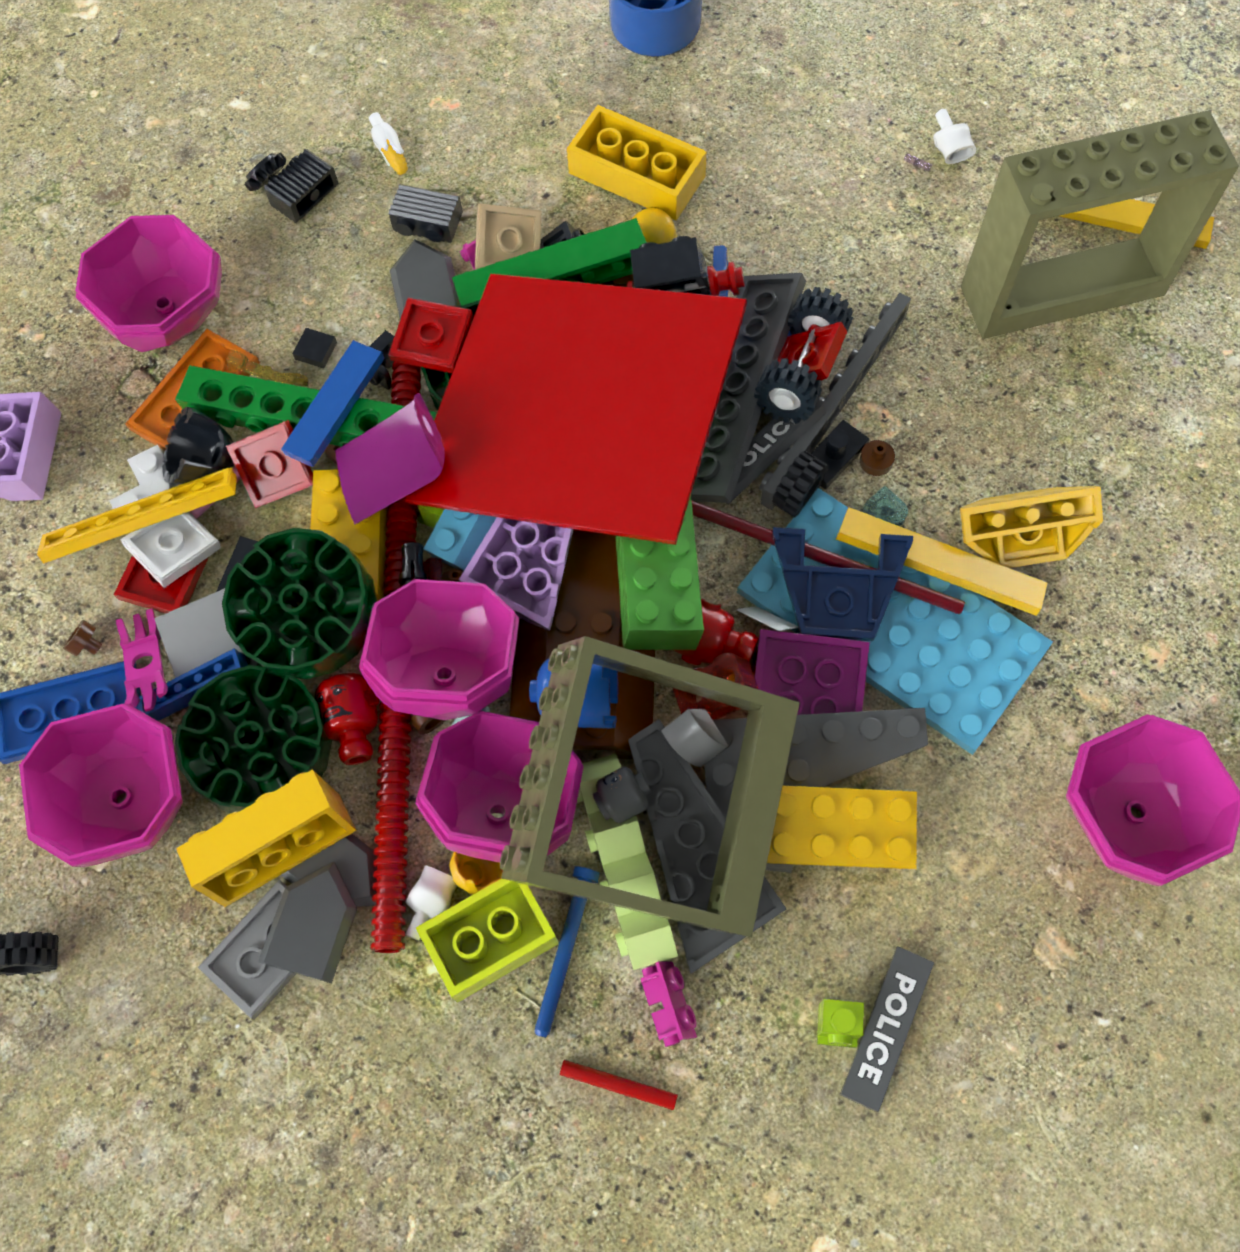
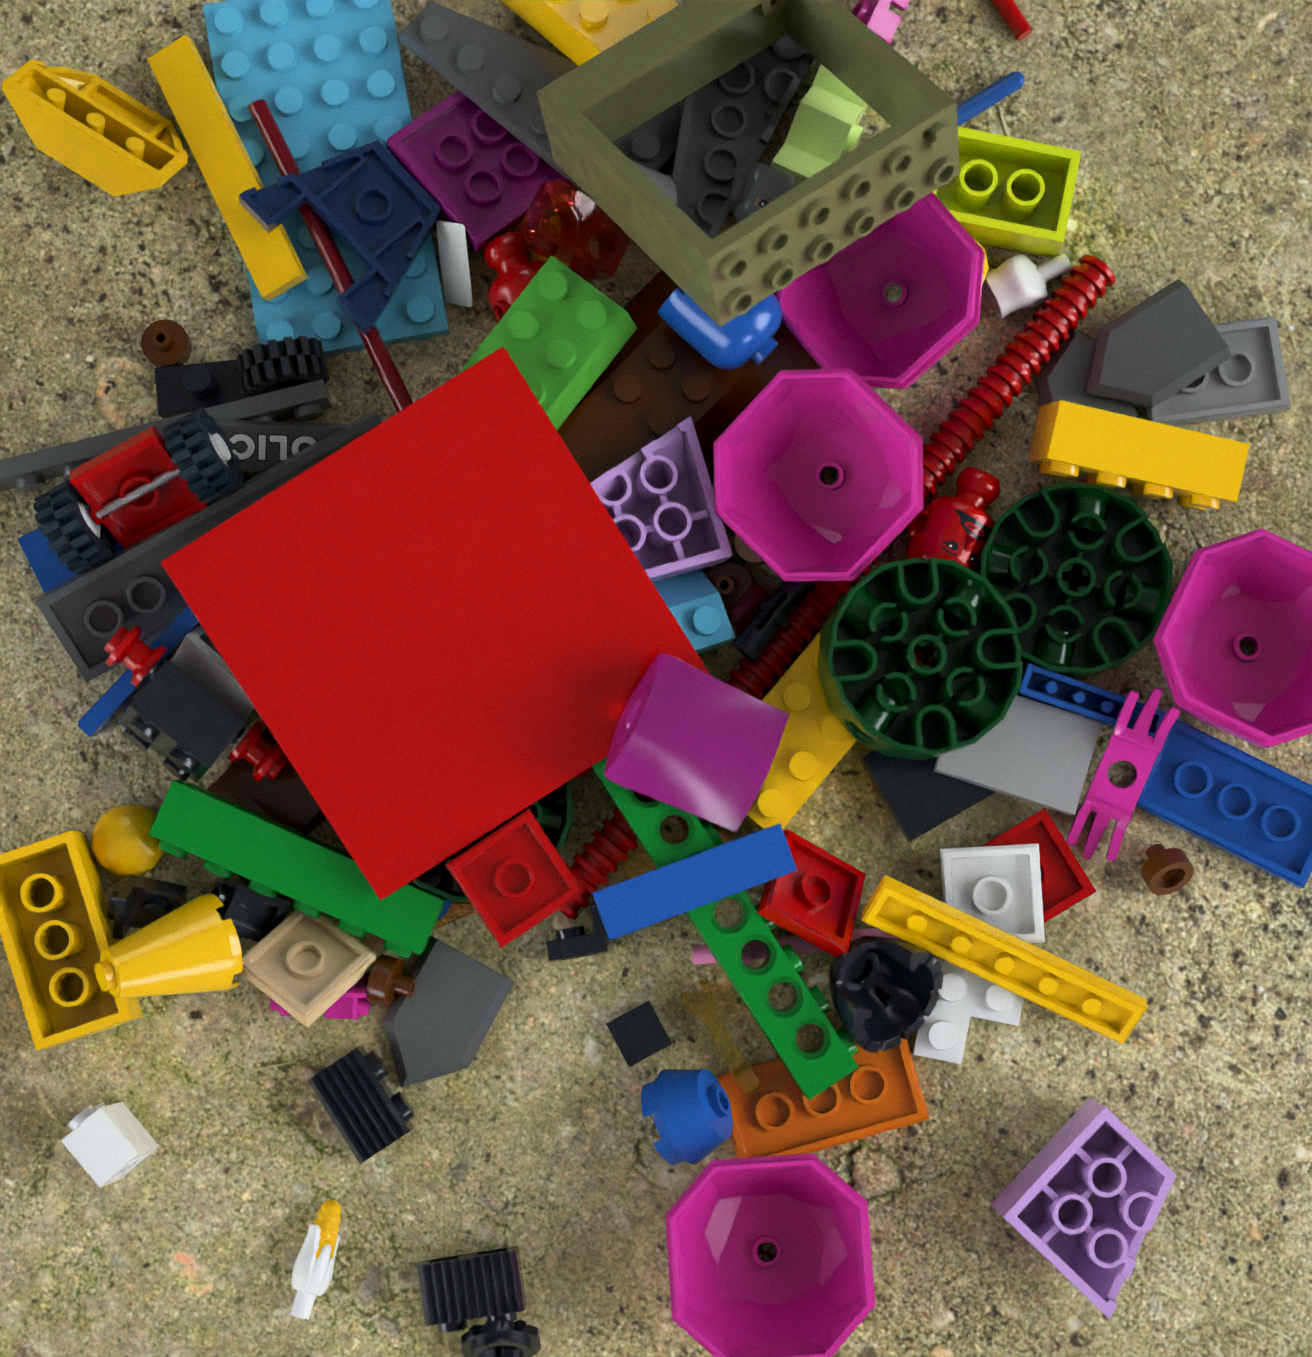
camera: 140 degrees left, 15 degrees up
(253, 320) = (688, 1113): none -> blue cone
(462, 263) = (388, 980): none -> reddish brown tile
(527, 103) = (108, 1142): none -> white brick
(574, 184) = (174, 954): none -> yellow cone
(612, 211) = (142, 903): none -> black bracket
(887, 507) = (216, 284): clear light blue tile -> none

